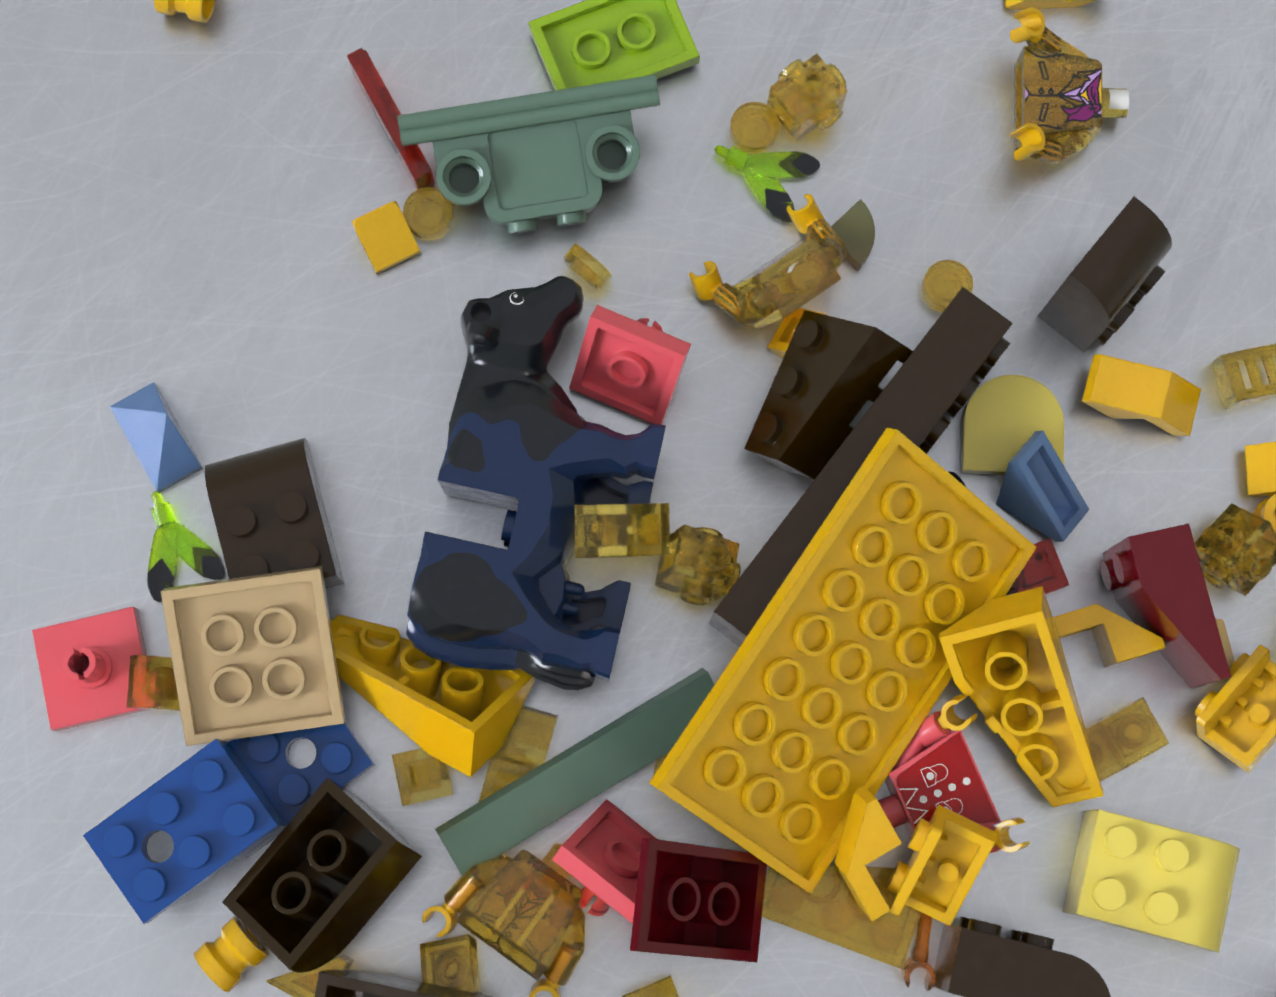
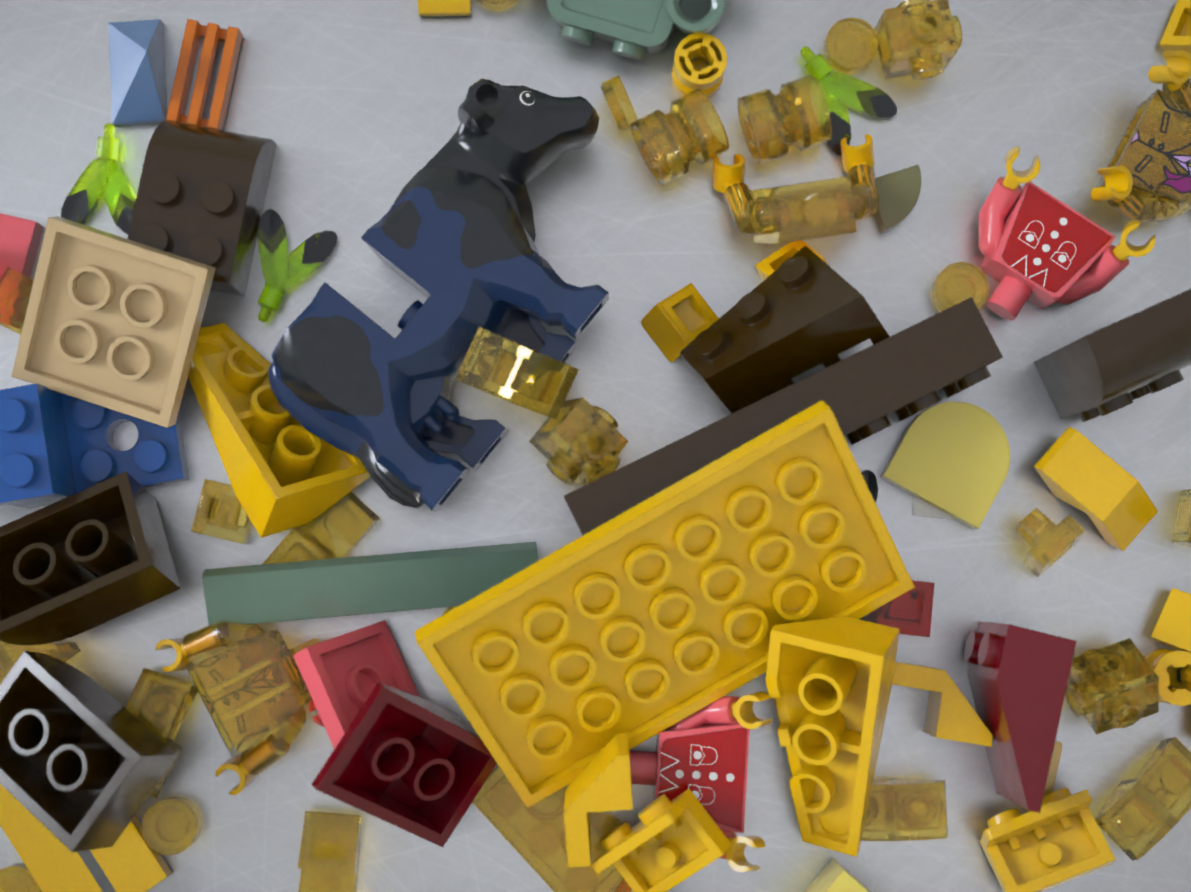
camera: 30 degrees right, 5 degrees up
(207, 373) = (185, 69): none -> orange tile
(371, 544) = (284, 269): none -> clear neon green piece
(629, 365) = (610, 216): coral tile -> none
(637, 215) = (697, 74): none -> yellow wheel
(648, 275) = (676, 138): none -> clear yellow wheel
(726, 219) = (802, 114): none -> clear yellow wheel
(728, 425) = (678, 321): none -> yellow slope
(997, 217) = (1044, 247): none -> torso
(1041, 490) = (949, 533): medium blue slope -> none
(1123, 456) = (1047, 539): none -> clear yellow tile

